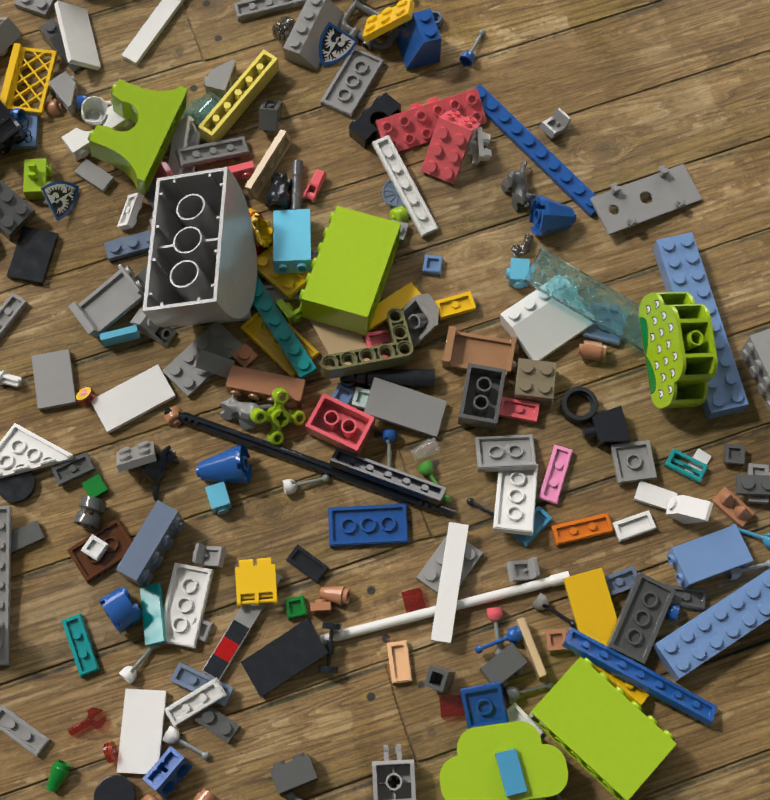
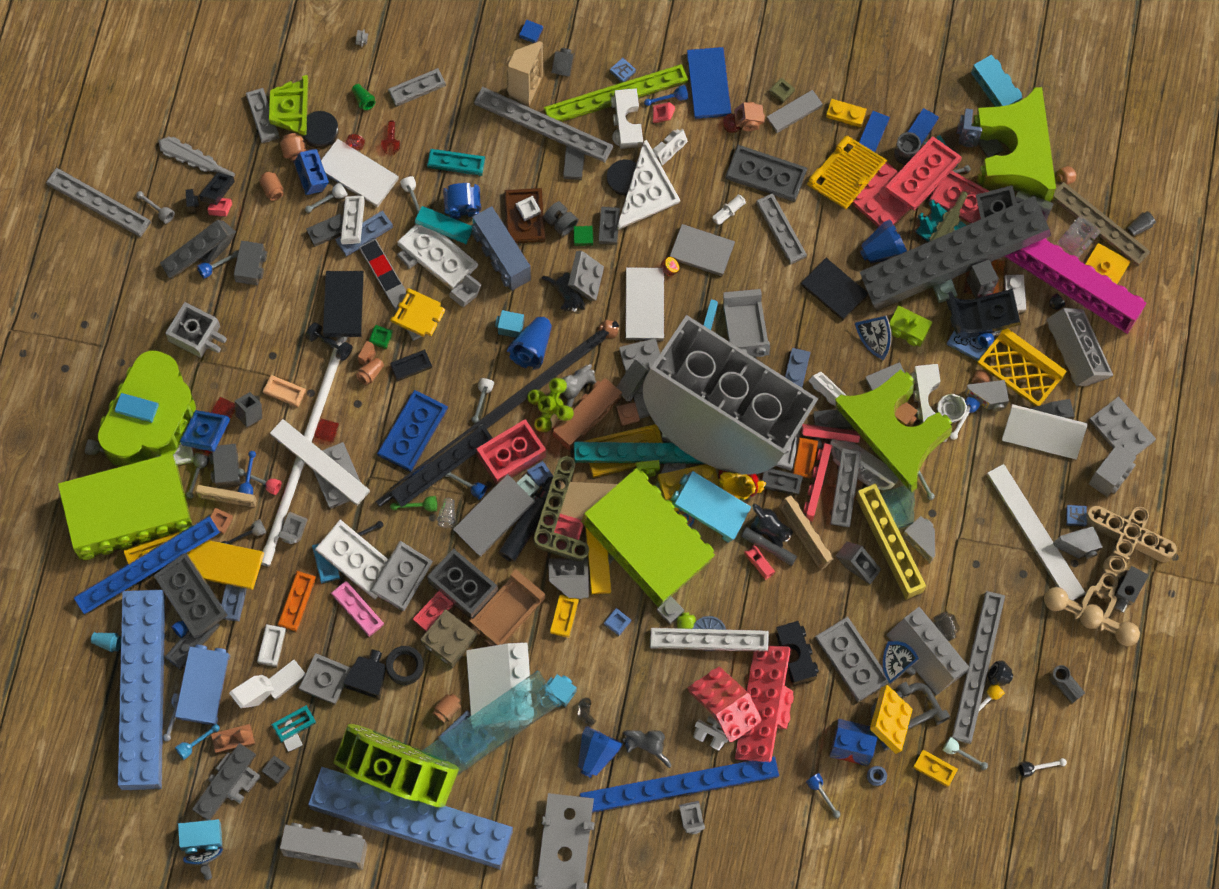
camera: 115 degrees right, 0 degrees up
(726, 668) = (107, 641): none -> medium azure cone

